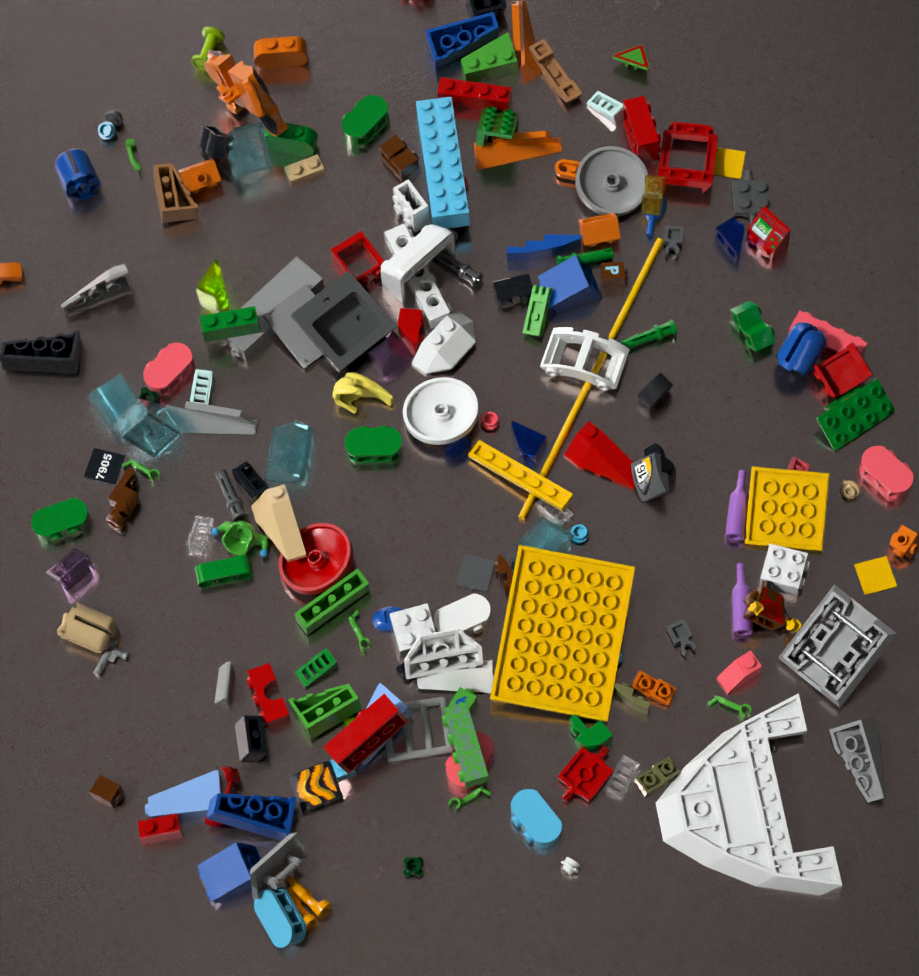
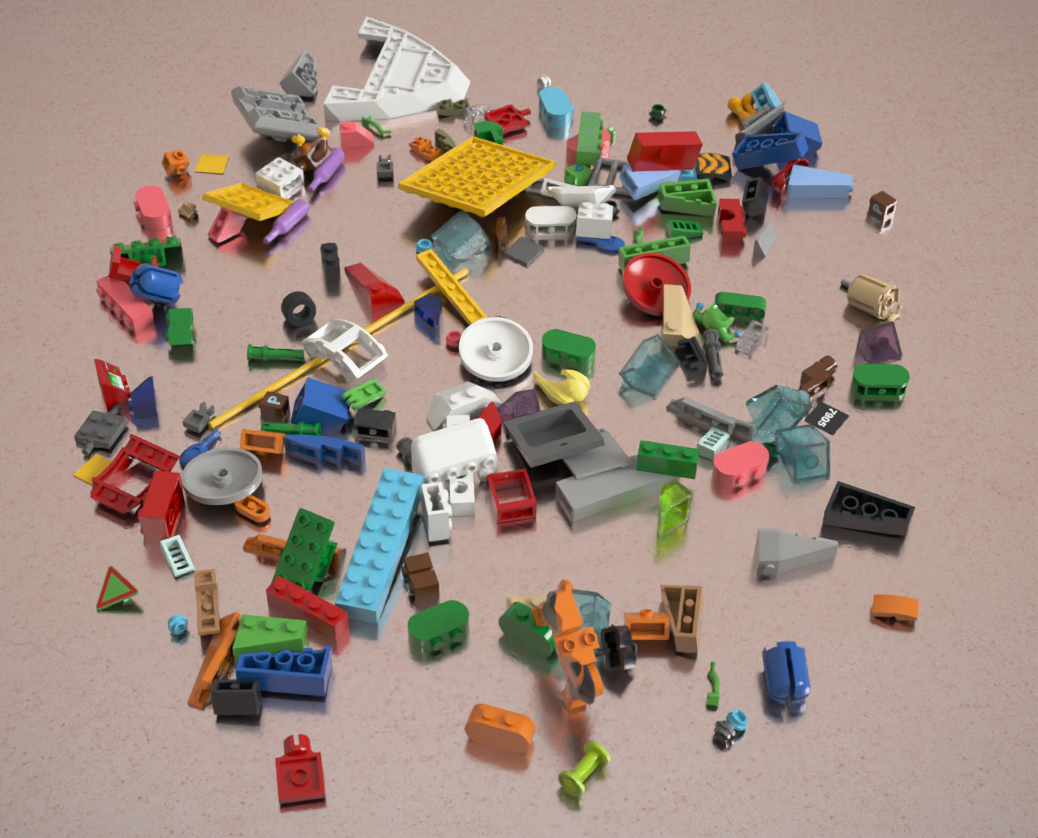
camera: 165 degrees left, 20 degrees down
(160, 829) = (852, 168): red brick -> none
(567, 49) = (177, 624): none -> medium azure plate
(649, 478) = (344, 249): dark grey slope -> none
(653, 194) = (192, 448): clear yellow slope -> none

